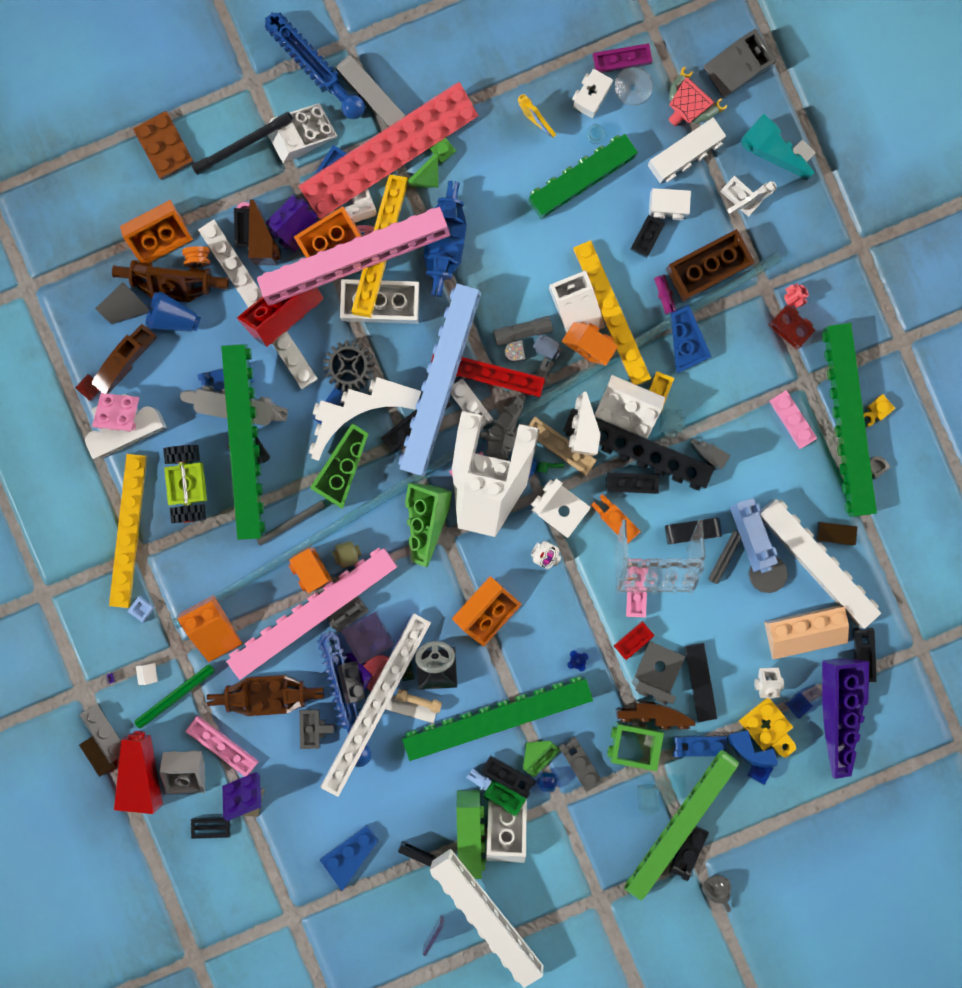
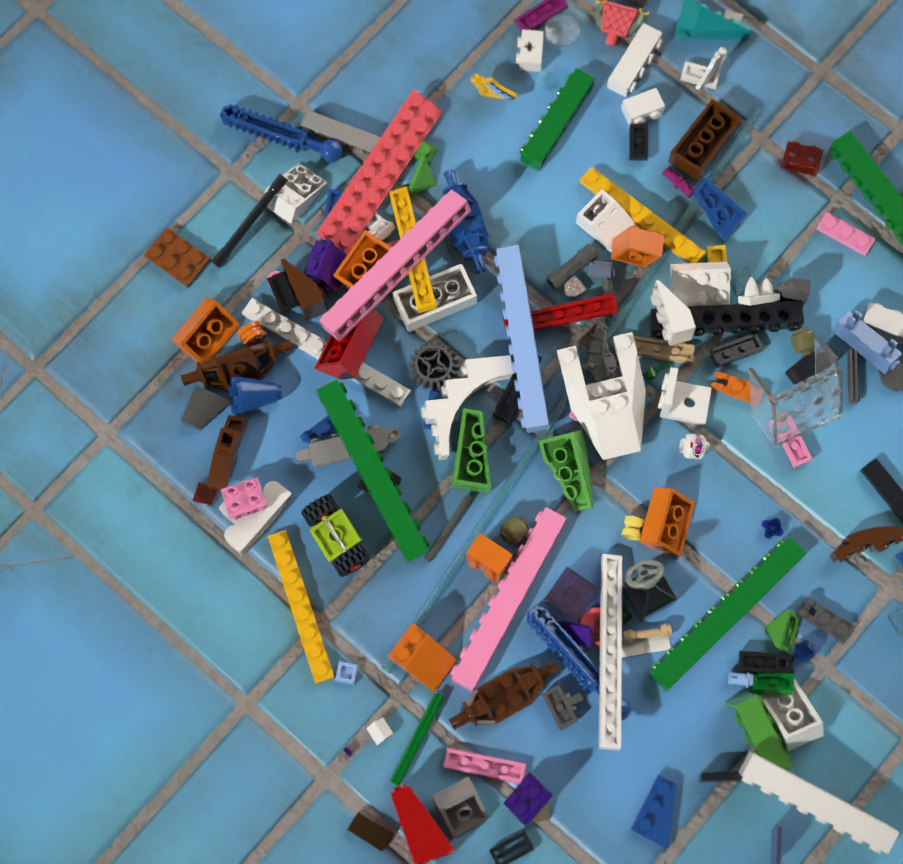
camera: 20 degrees left, 15 degrees down
(102, 732) = (366, 806): dark grey plate -> none
(347, 614) = (541, 585): dark grey hinge -> none
(351, 682) = (577, 641): black plate -> none
(454, 597) = (632, 528): none -> light yellow wheel
(469, 402) = (549, 345): white plate -> none
(633, 640) = (813, 485): red plate -> none
(655, 749) = (885, 572): bright green window -> none
(657, 683) = (852, 513): dark grey bracket -> none
(674, 444) = (754, 297): none -> white tile
(697, 504) = (803, 341): none -> olive head
(796, 295) = (791, 131): coral gear -> none

